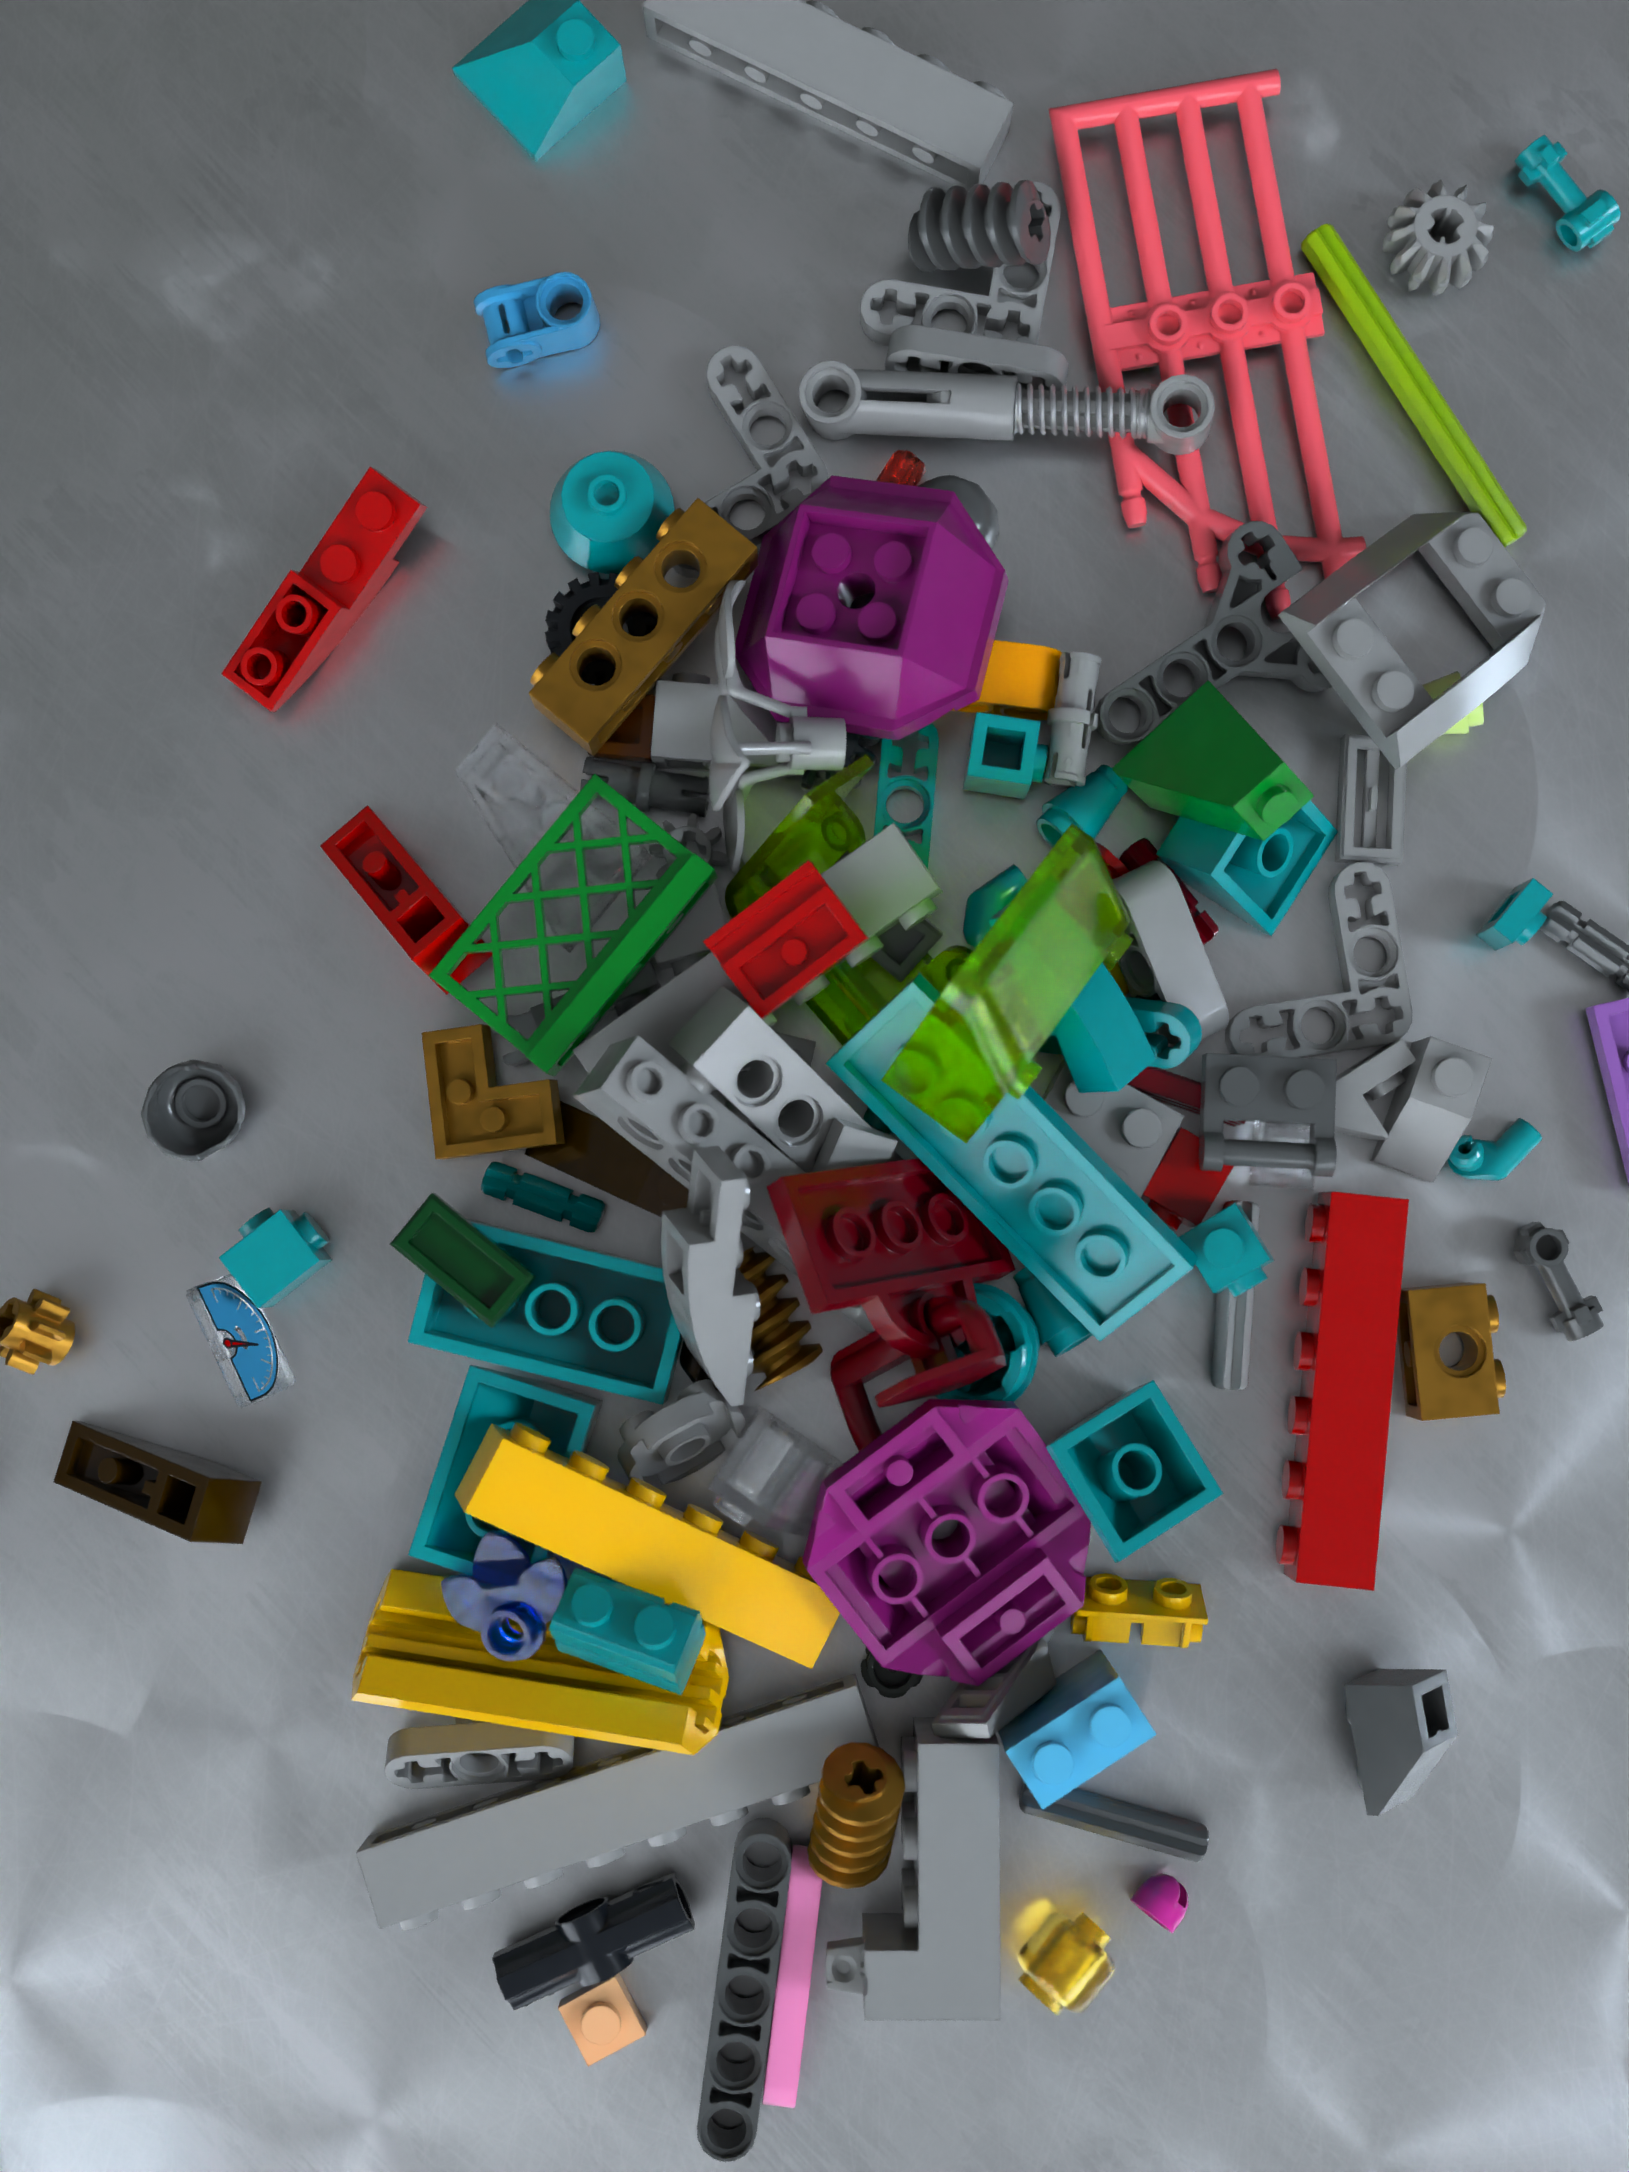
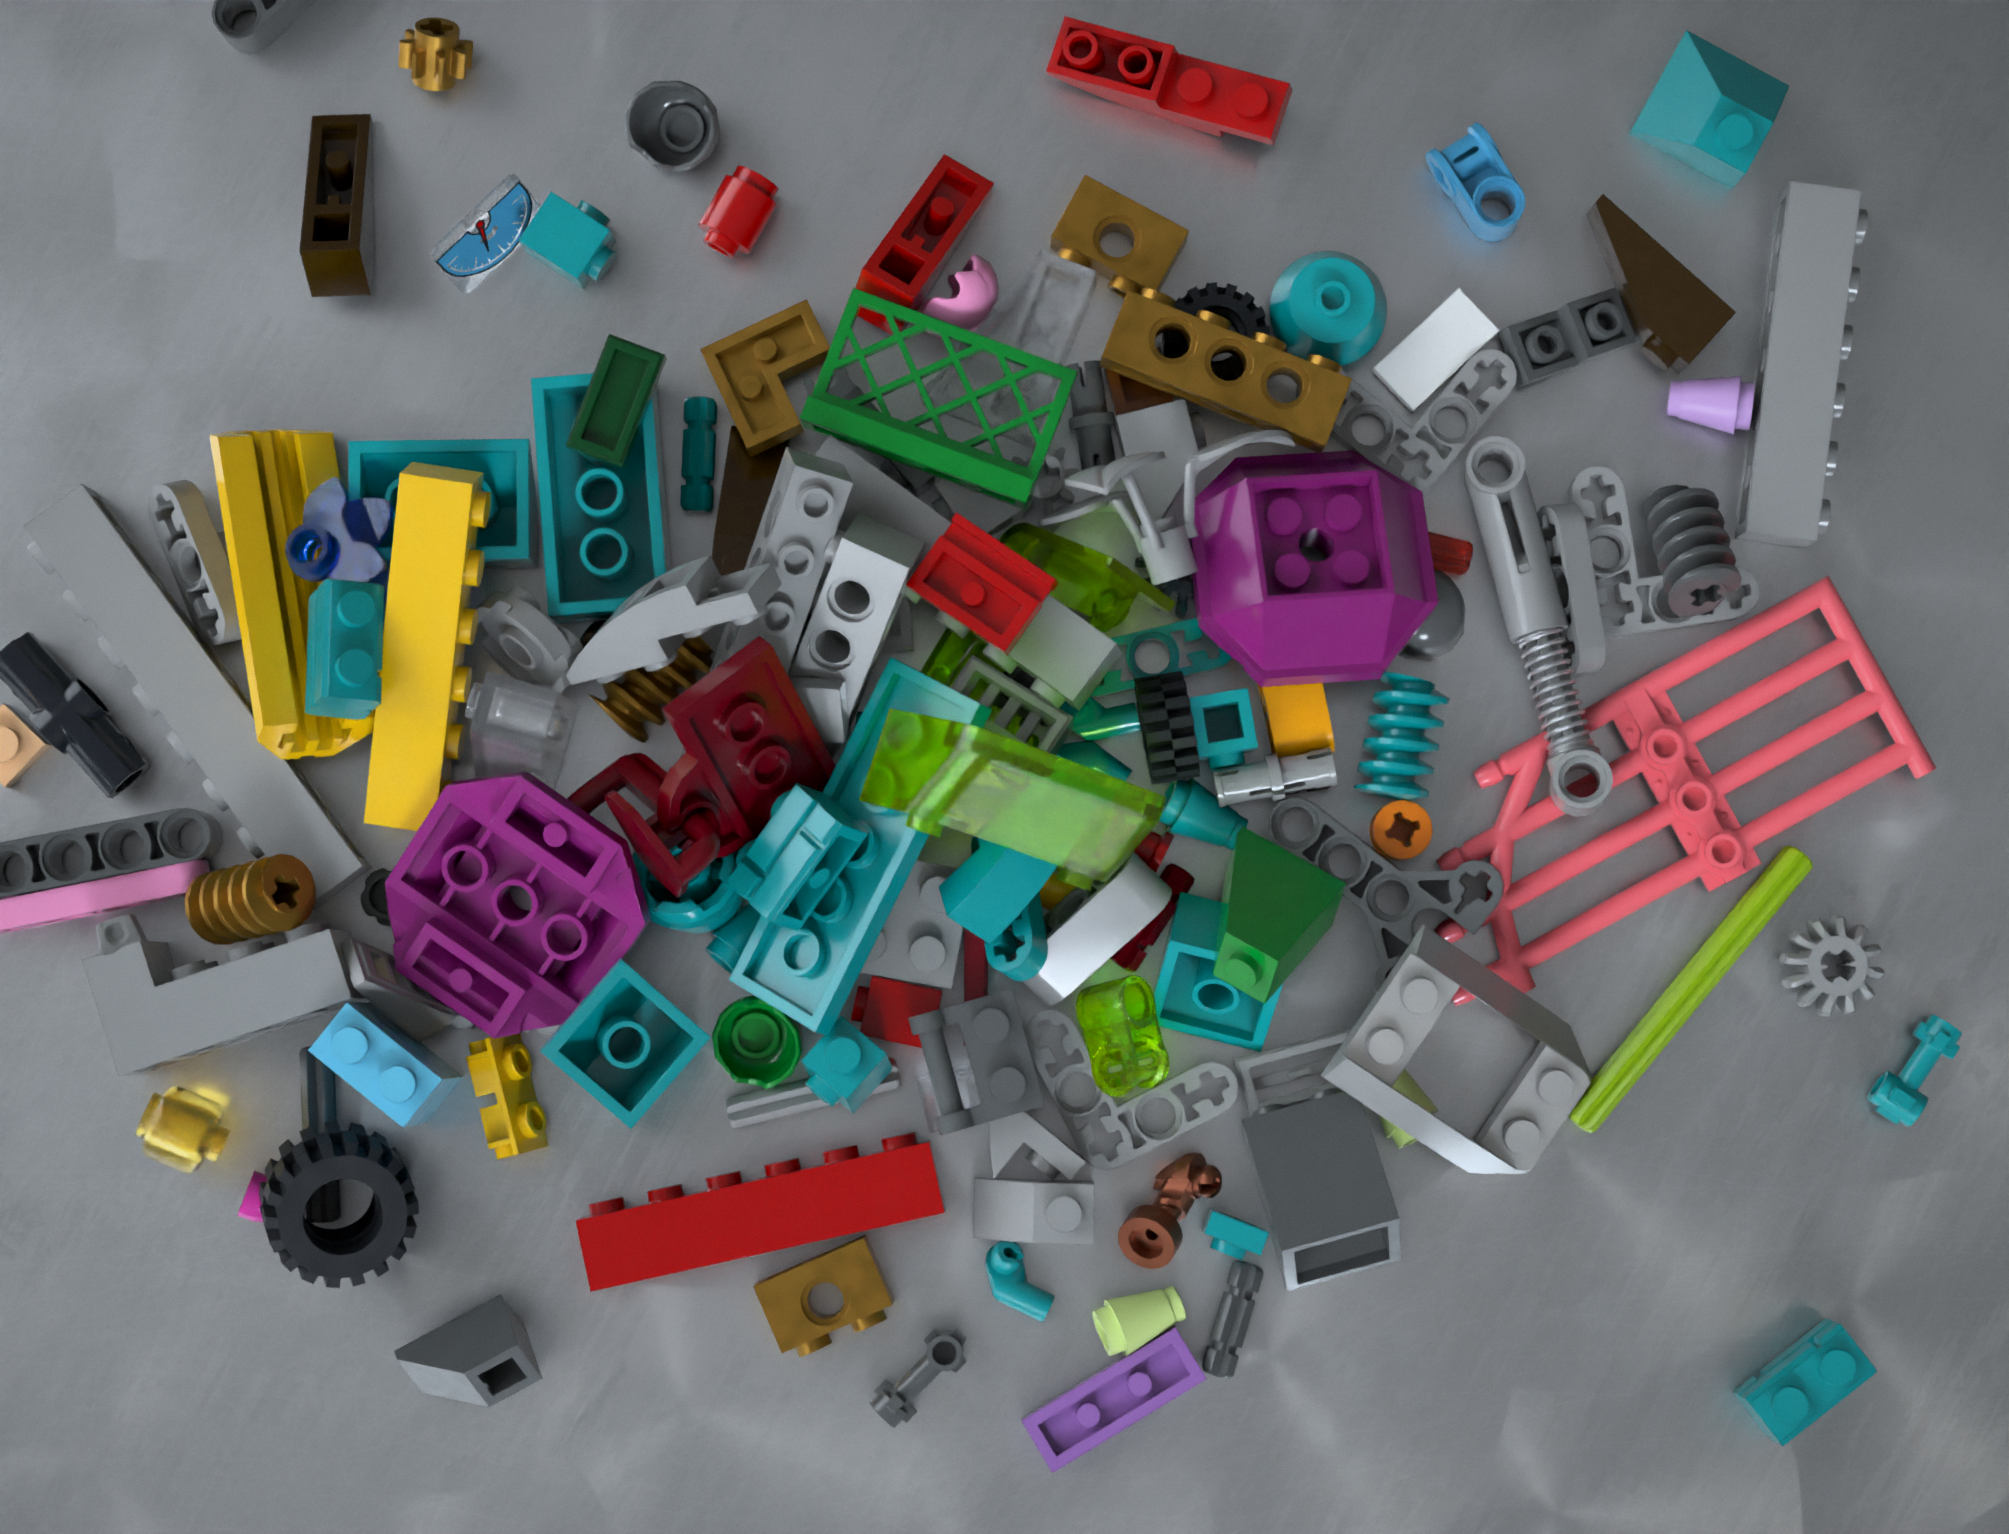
camera: 70 degrees right, 0 degrees up
(307, 1072) = (738, 212): none -> red brick
(476, 863) = (972, 296): none -> bright pink hair
(478, 661) = (1101, 210): none -> pearl gold brick
(690, 421) = (1435, 350): none -> white tile
(708, 181) = (1661, 297): none -> dark brown slope
(720, 286) = (1567, 336): none -> dark grey slope
(837, 163) = (1713, 402): none -> lavender cone
(905, 948) = (1019, 696): none -> light grey slope
(954, 877) = (1097, 722): none -> teal arm
(986, 810) = (1167, 727): none -> black tyre
(1002, 1228) = (796, 856): none -> teal brick
(1073, 582) = (1401, 737): none -> teal piece
(1161, 630) = (1390, 834): none -> orange wheel
(1170, 1335) = (757, 1042): none -> green hair
(1246, 1837) = (348, 1249): none -> black tyre
(1276, 957) = (1122, 1029): none -> clear neon green piece
(1492, 996) = (1152, 1231): none -> copper arm
(1498, 810) = (1322, 1188): none -> dark grey slope
(1570, 1042) = (1136, 1319): none -> yellowish green cone

